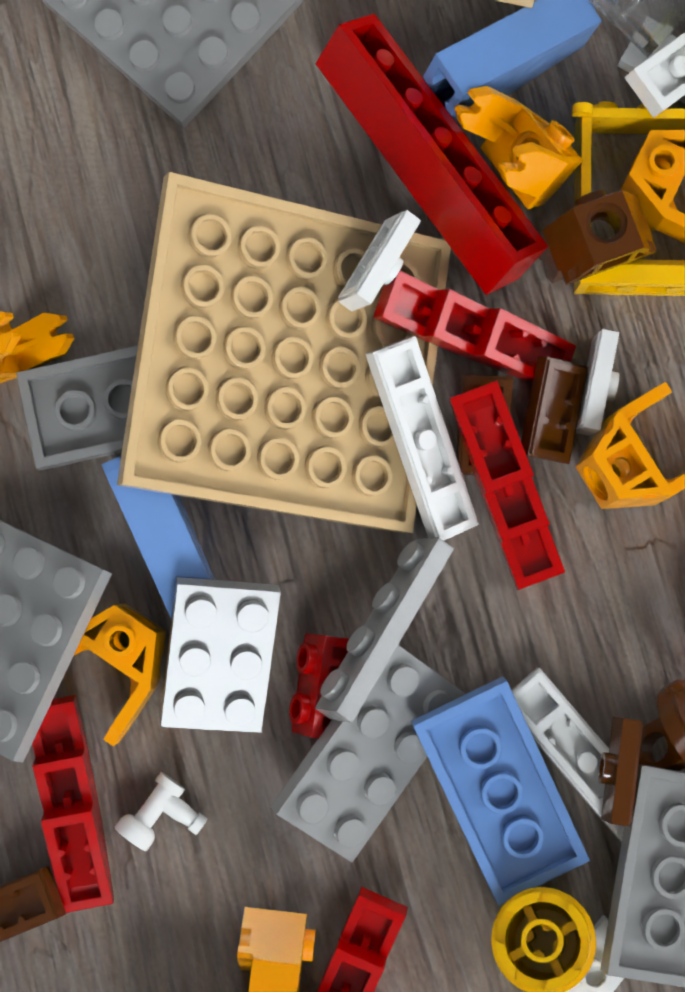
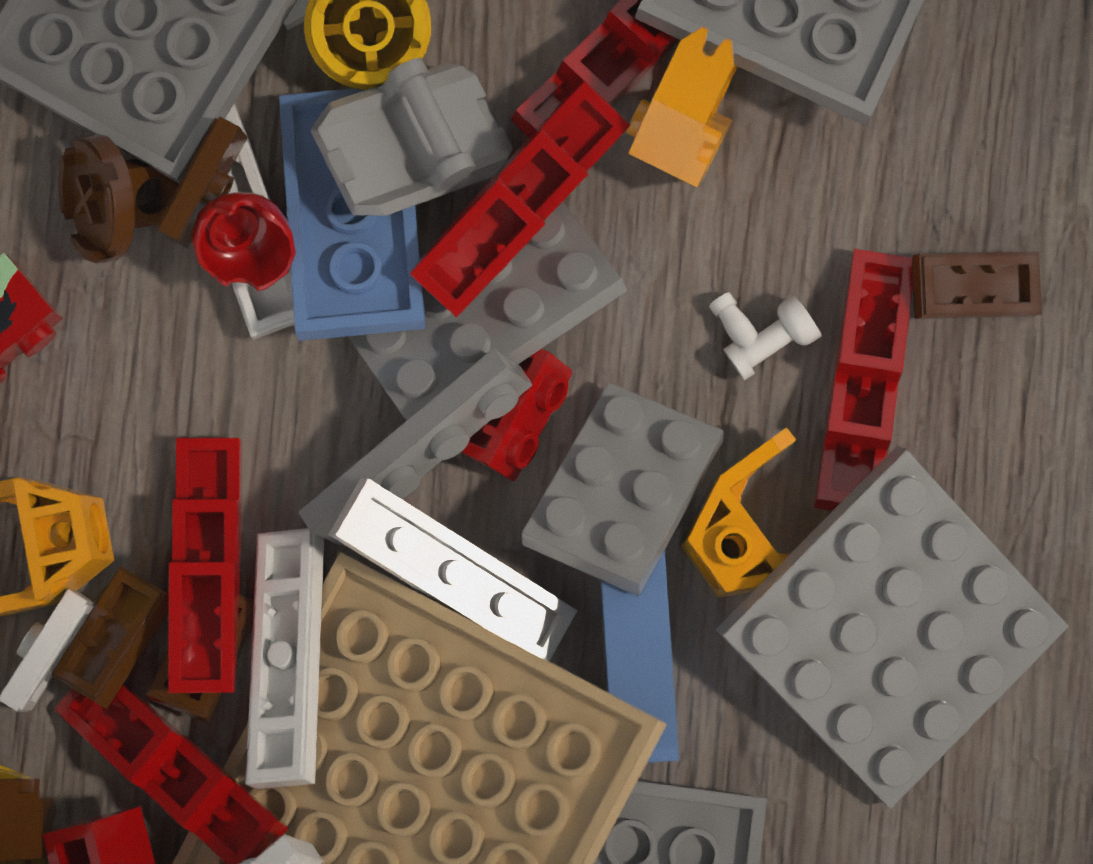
camera: 170 degrees left, 0 degrees up
(324, 546) = (450, 569): none -> white plate
(376, 848) = (519, 199): none -> red slope
(476, 863) = (411, 138): none -> light grey shield
(573, 737) = (243, 240): none -> red hair

